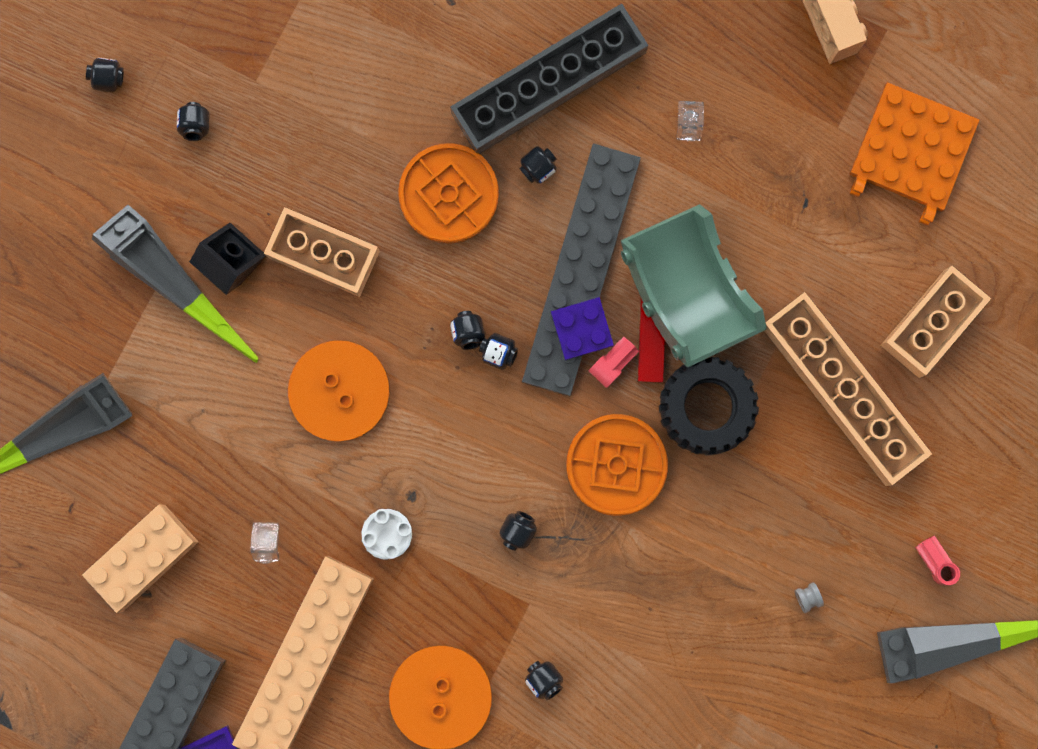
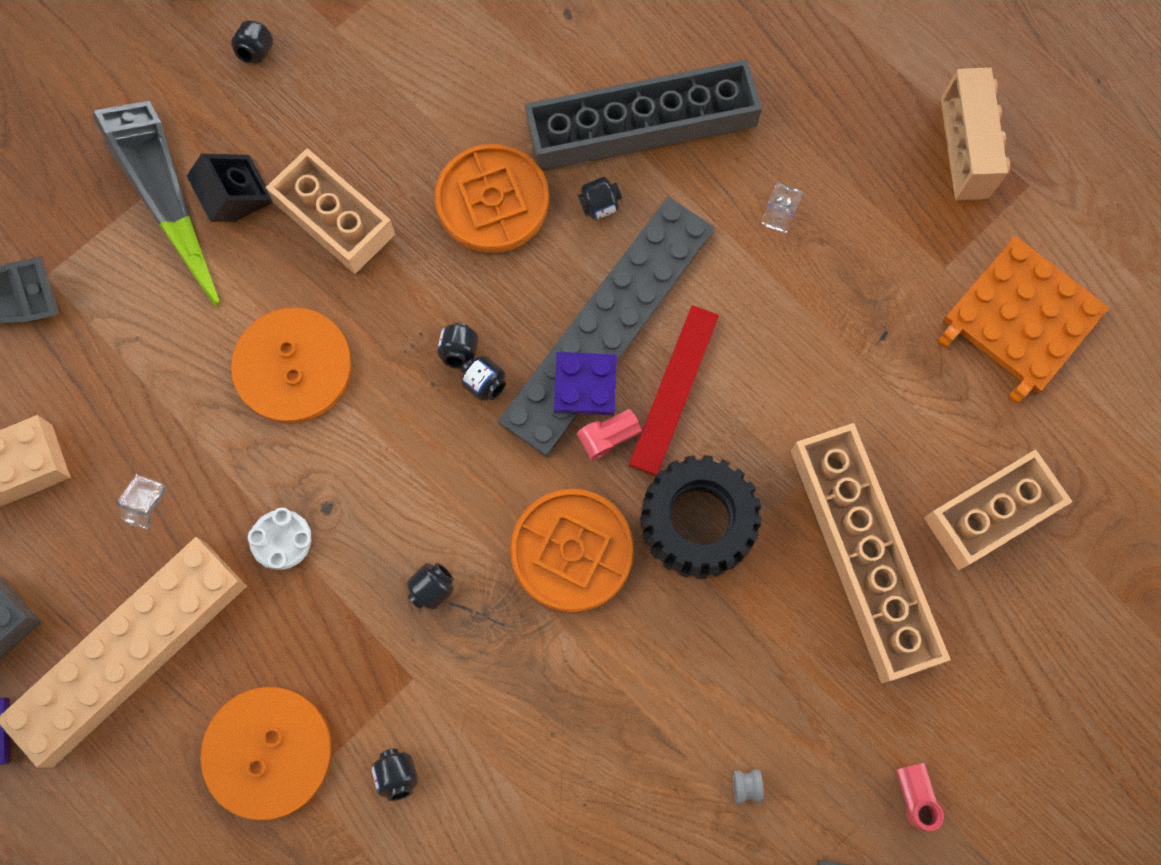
camera: 20 degrees right, 10 degrees down
(690, 287) = (723, 376): sand green panel -> none

